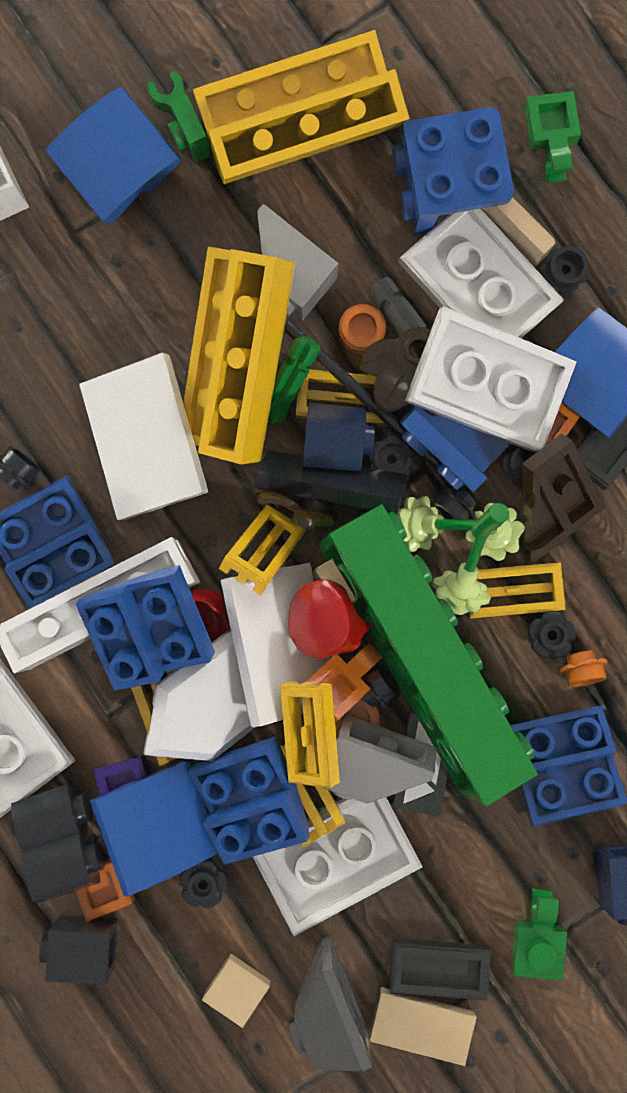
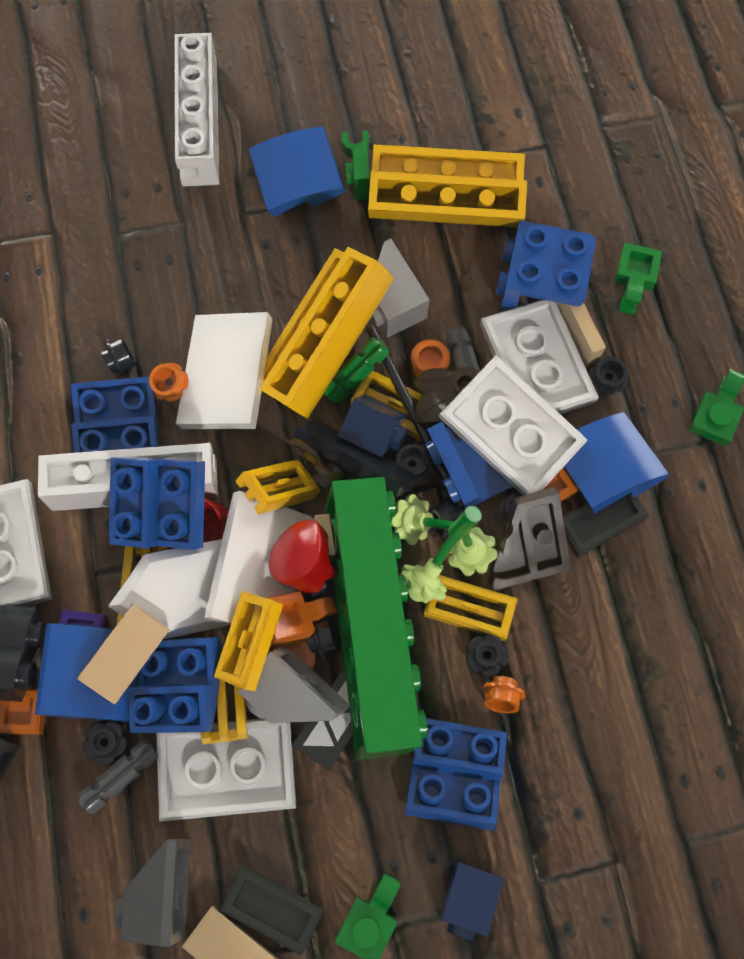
camera: 25 degrees right, 15 degrees down
(76, 480) = (159, 378): none -> orange plate
(185, 798) = (123, 654): none -> tan tile
(232, 910) = (117, 777): none -> dark grey axle
(236, 990) = (88, 850): tan tile -> none

